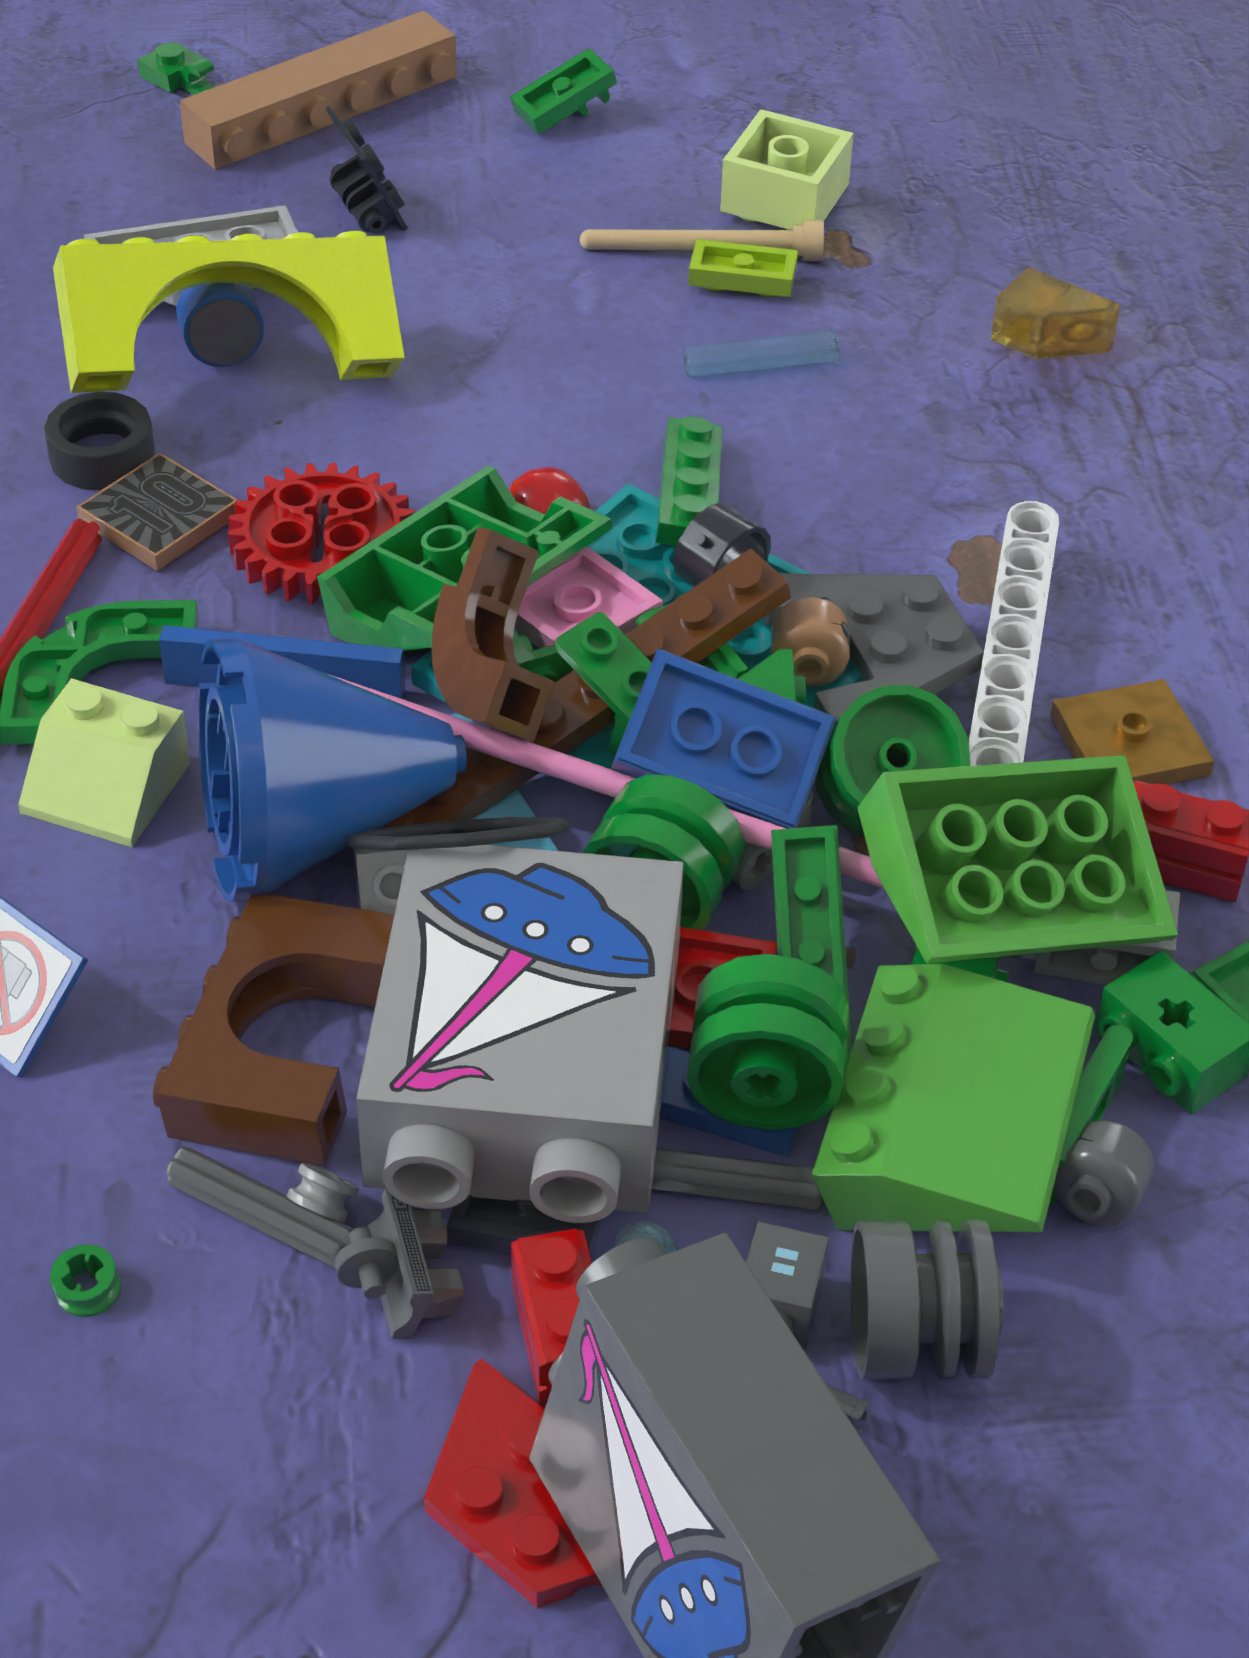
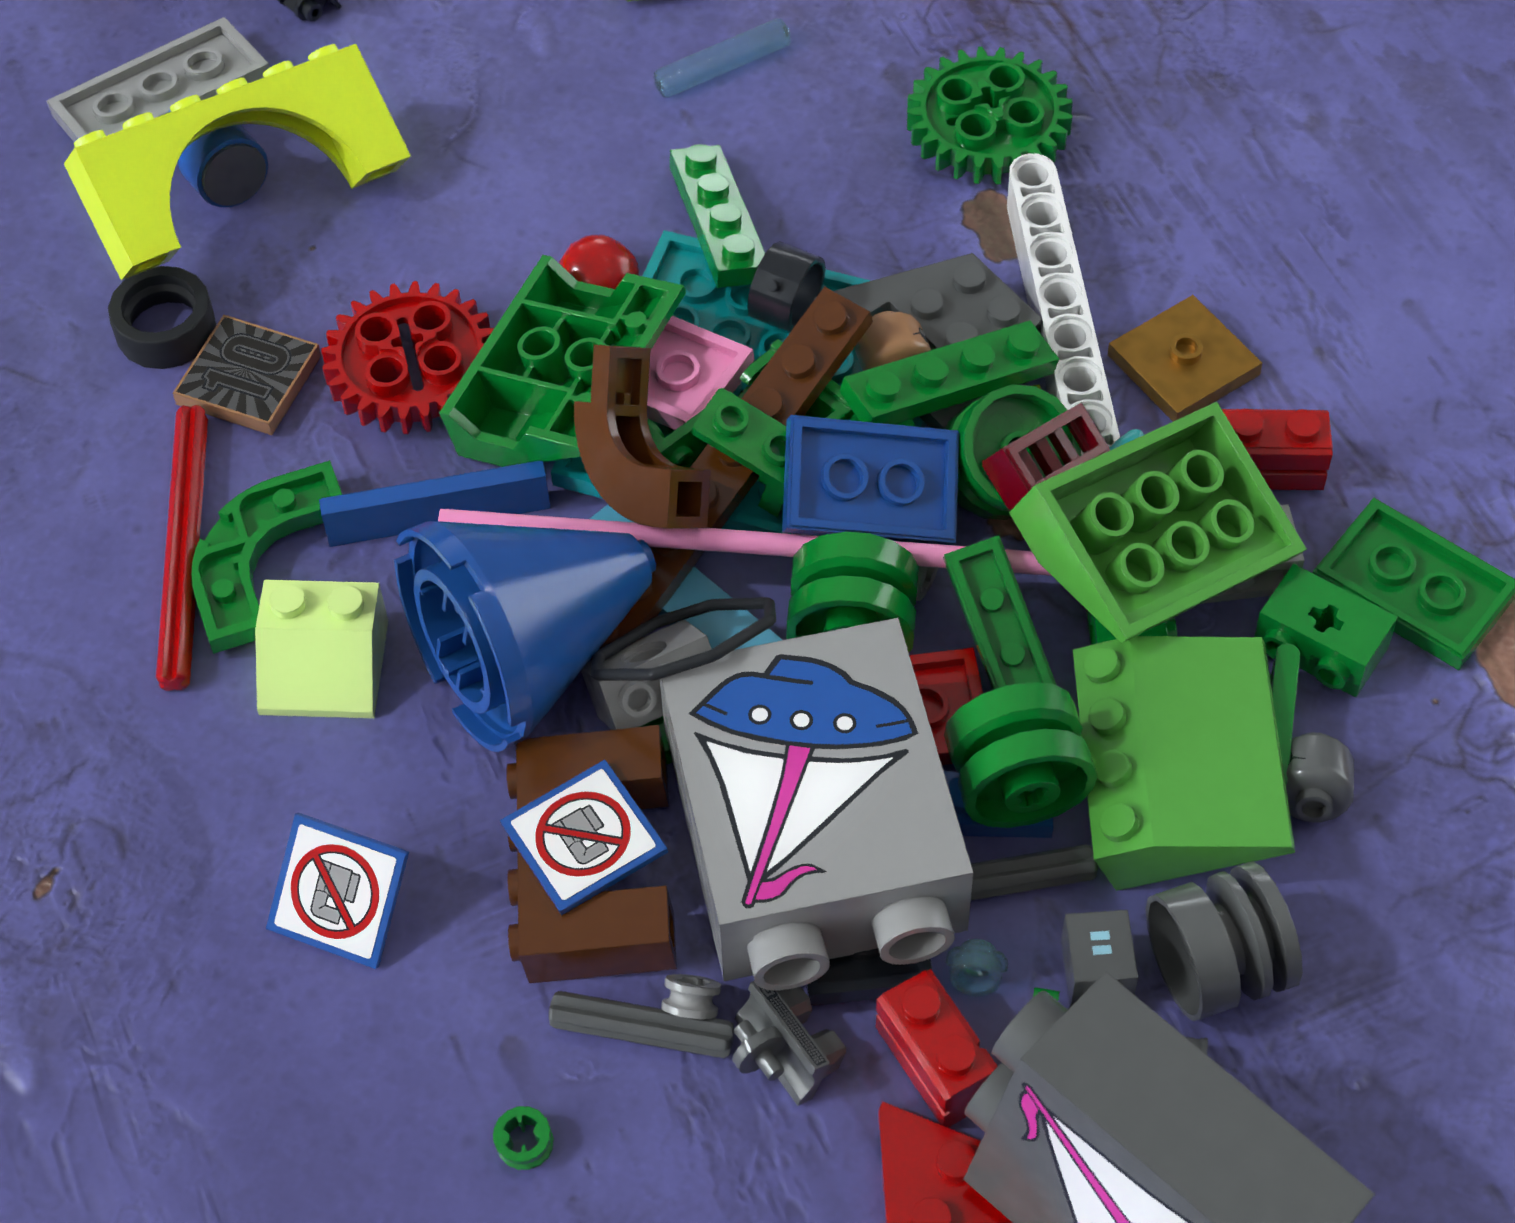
camera: 15 degrees left, 10 degrees up
(275, 998) = (583, 837): none -> piece
(853, 667) = (949, 375): none -> green plate
(887, 752) = (1014, 470): none -> dark red slope
(1010, 457) = (988, 113): none -> green gear

